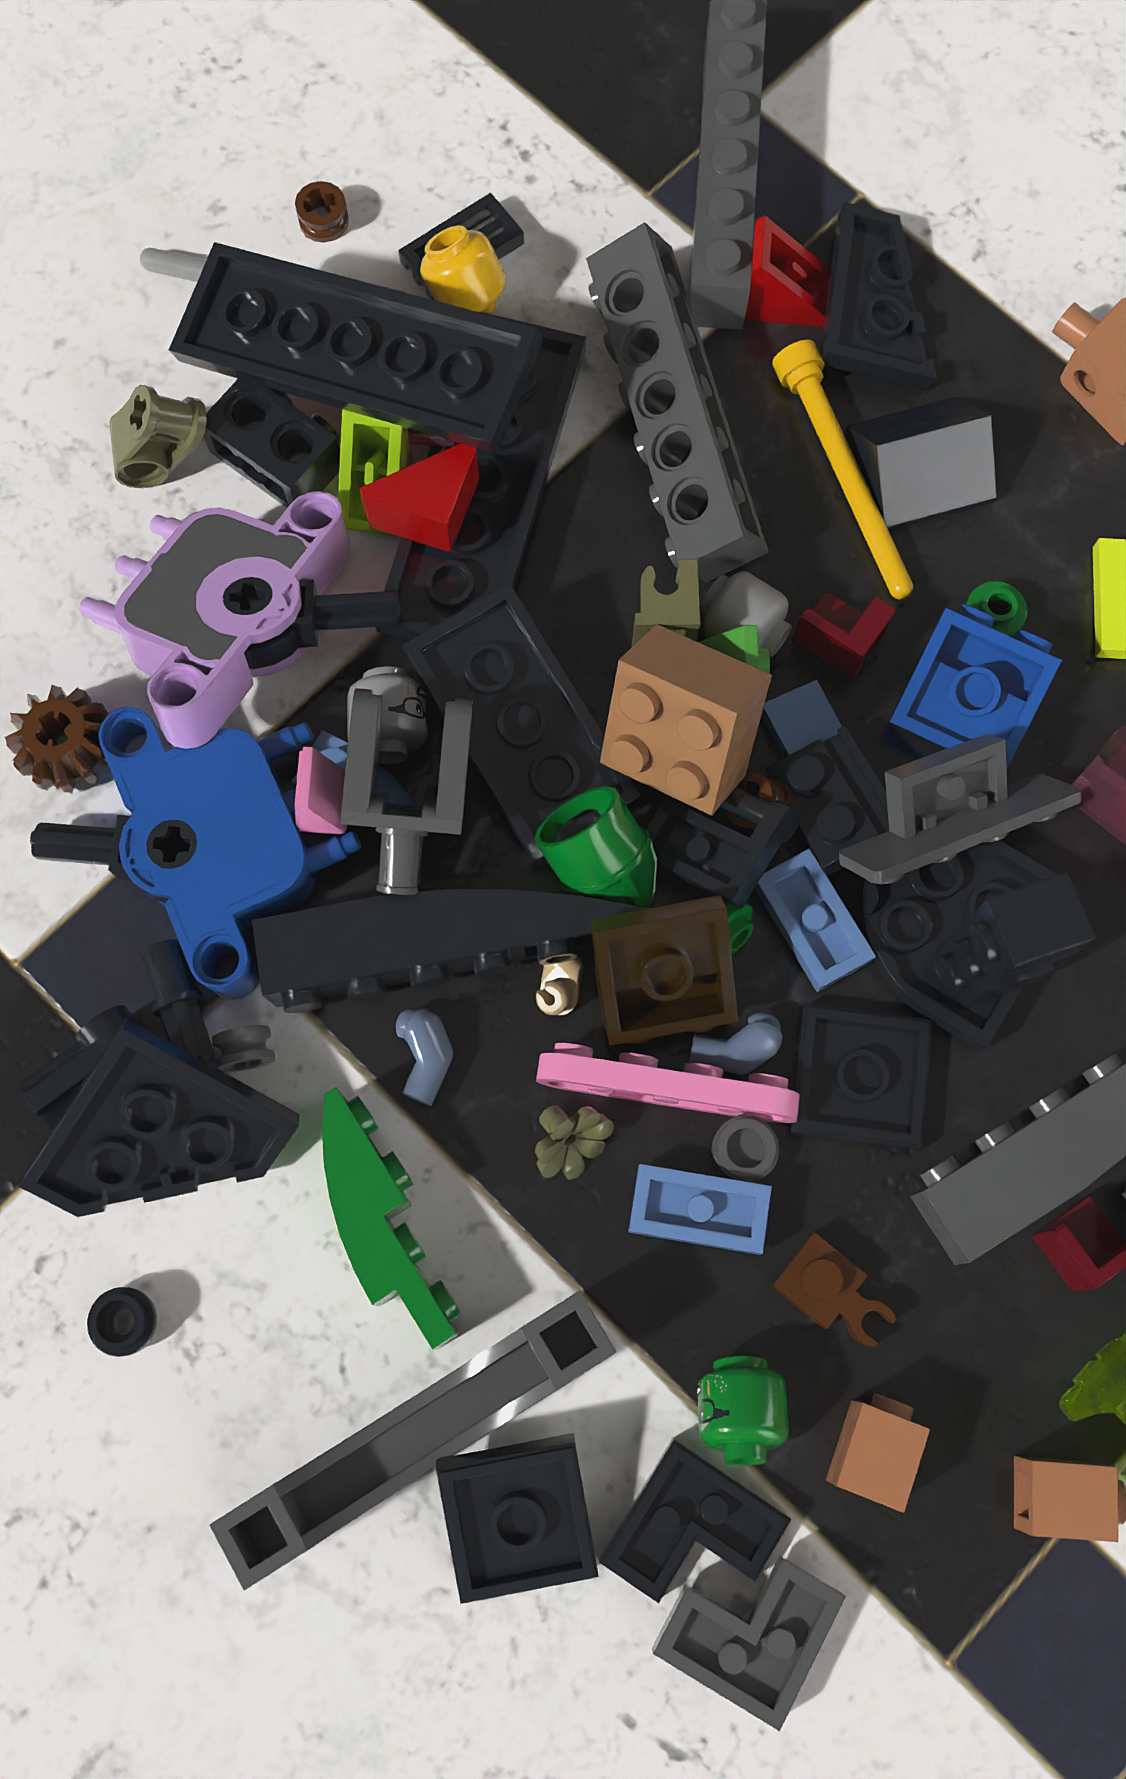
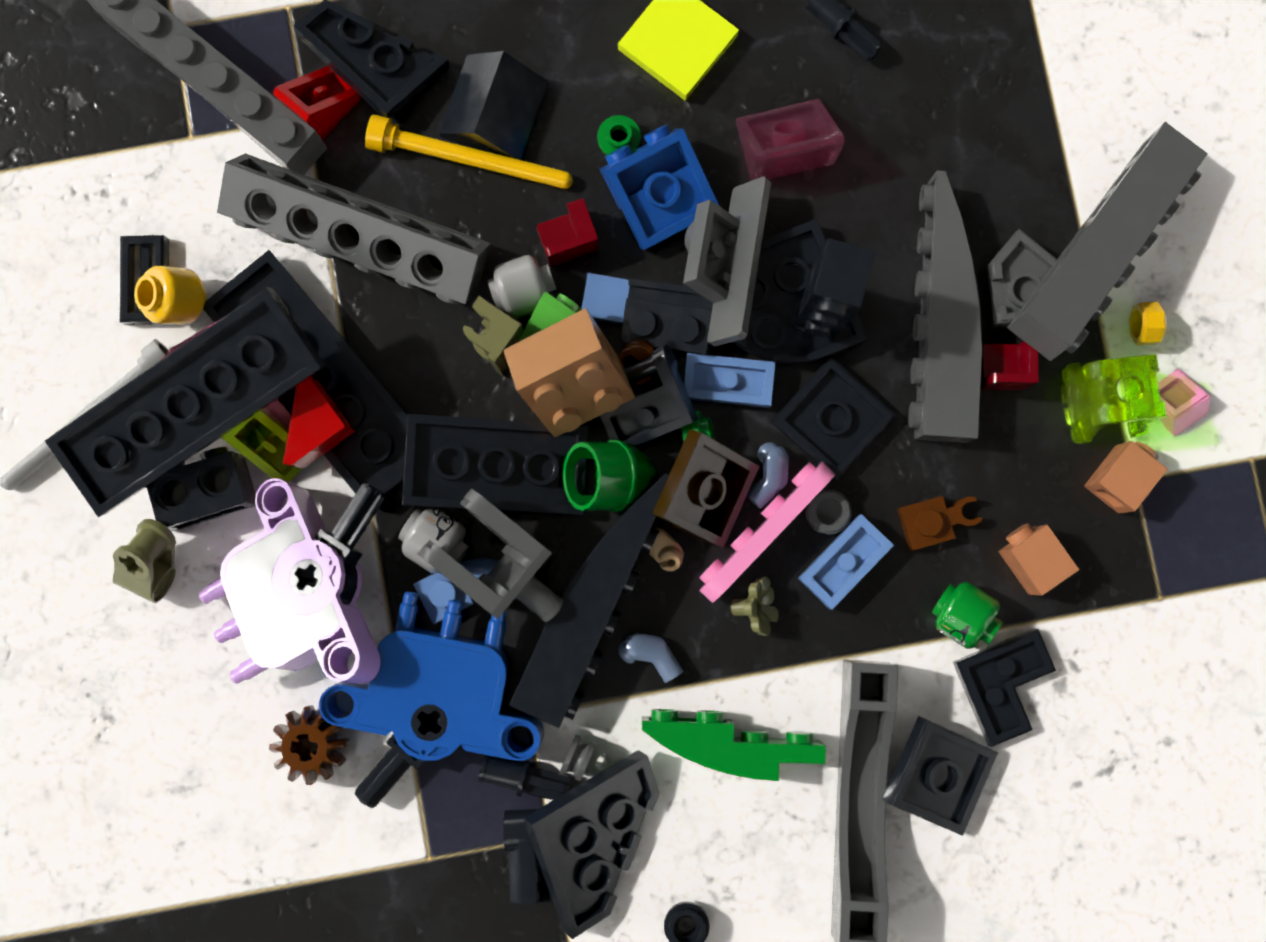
camera: 55 degrees left, 10 degrees up
(319, 793) = (462, 614): bright pink slope -> none
(332, 199) = (50, 338): reddish brown bush -> none
(757, 1659) = (1095, 695): dark grey plate -> none

